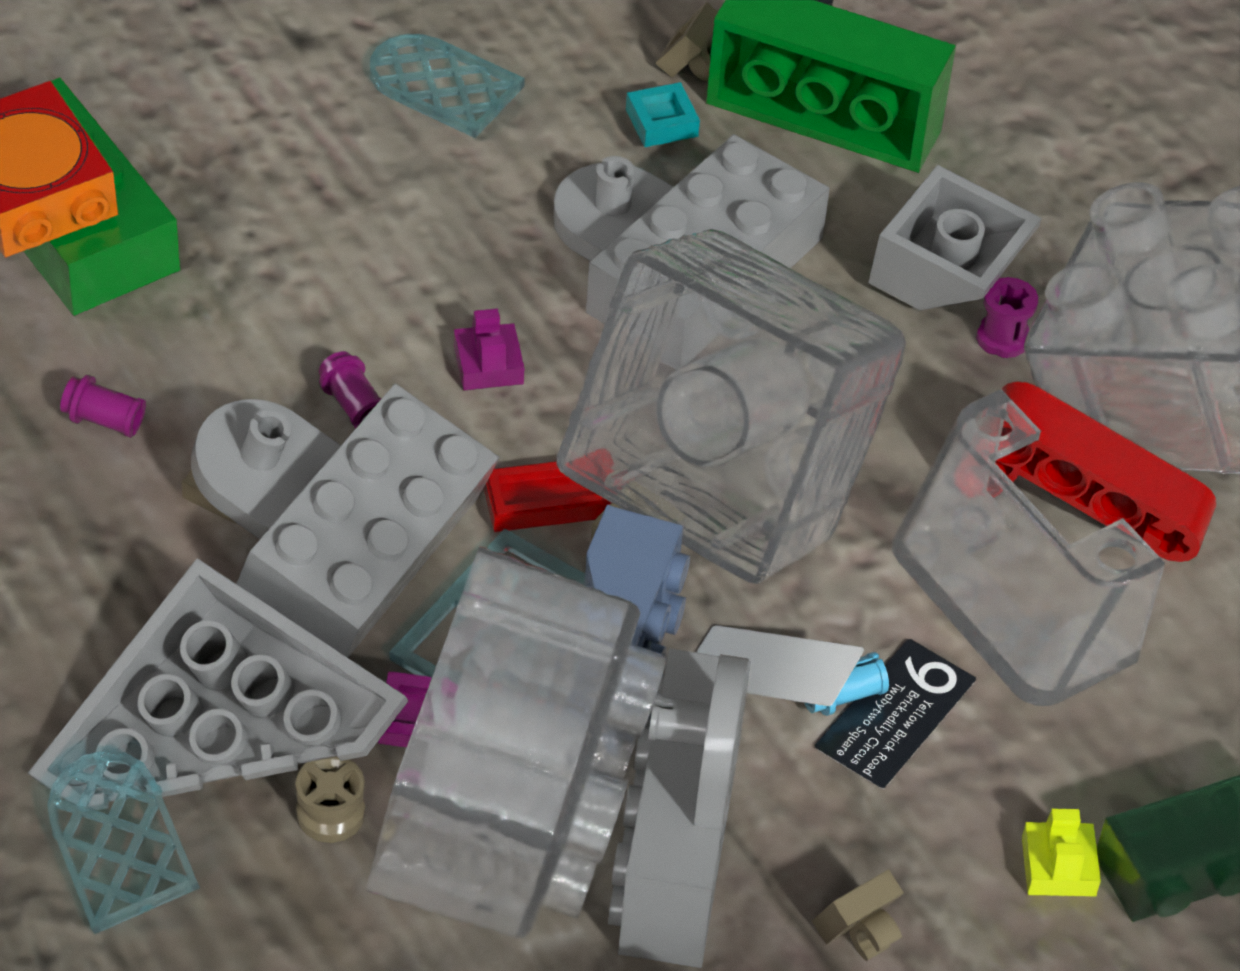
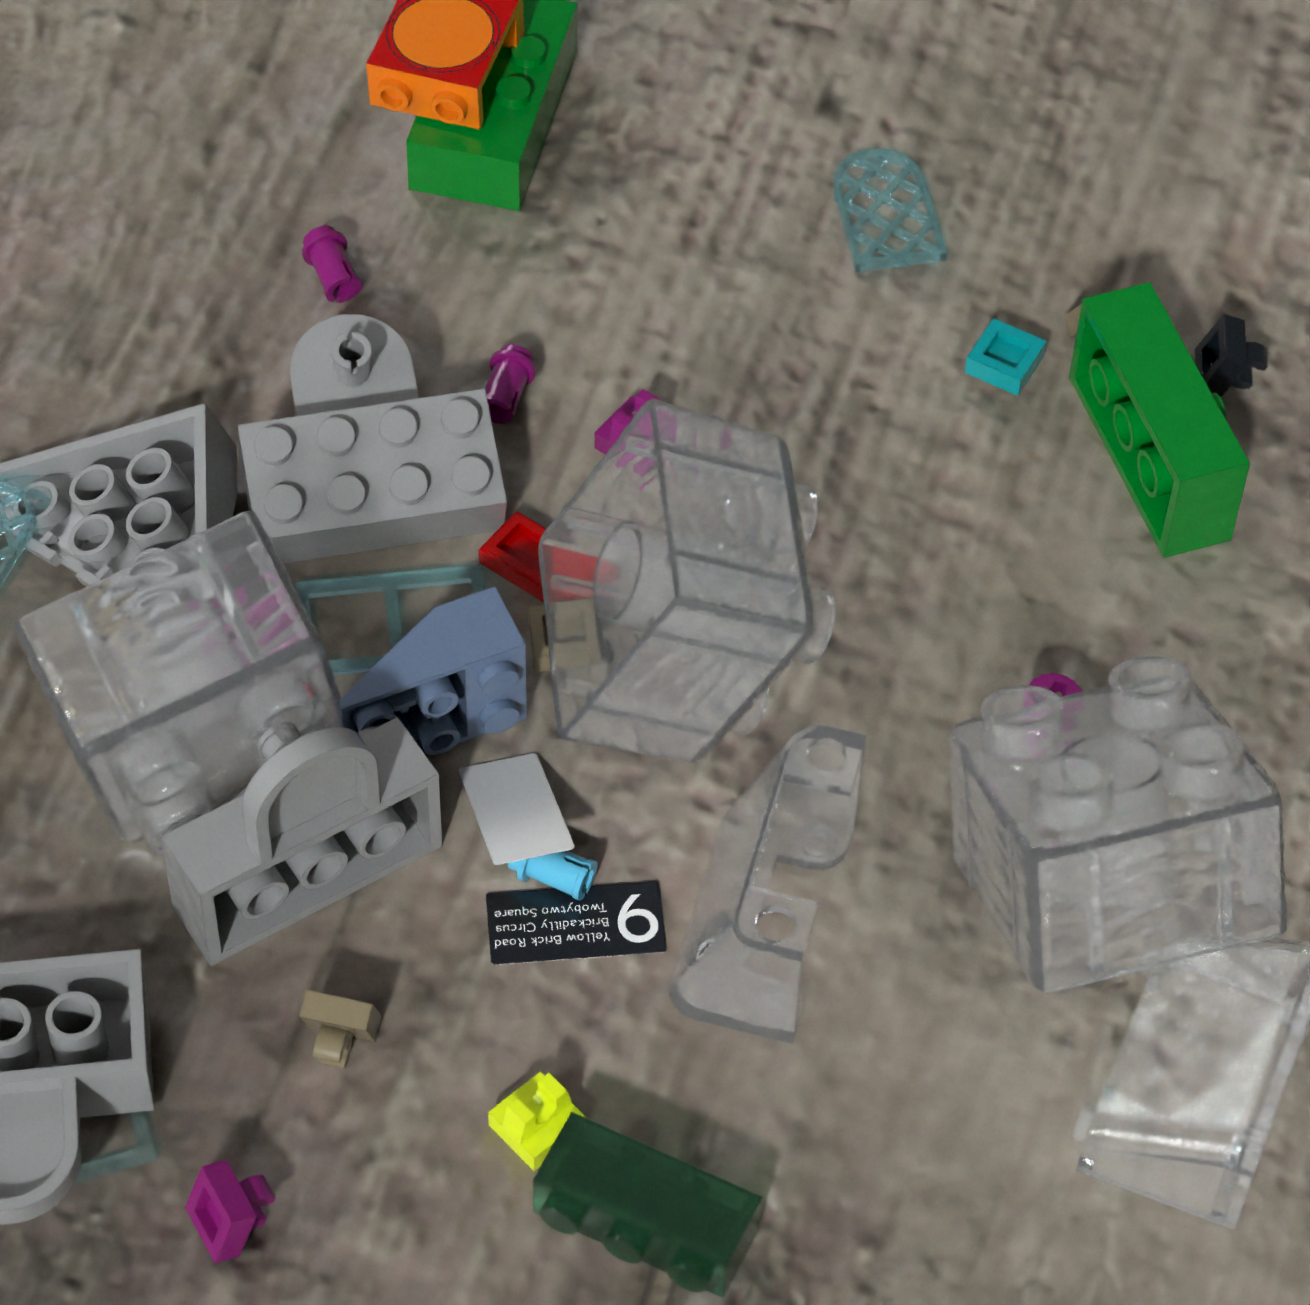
camera: 50 degrees right, 5 degrees up
(738, 190) = (896, 467): light grey brick -> none
(949, 242) = (1068, 613): light grey slope -> none
(1108, 475) = (933, 878): red beam -> none

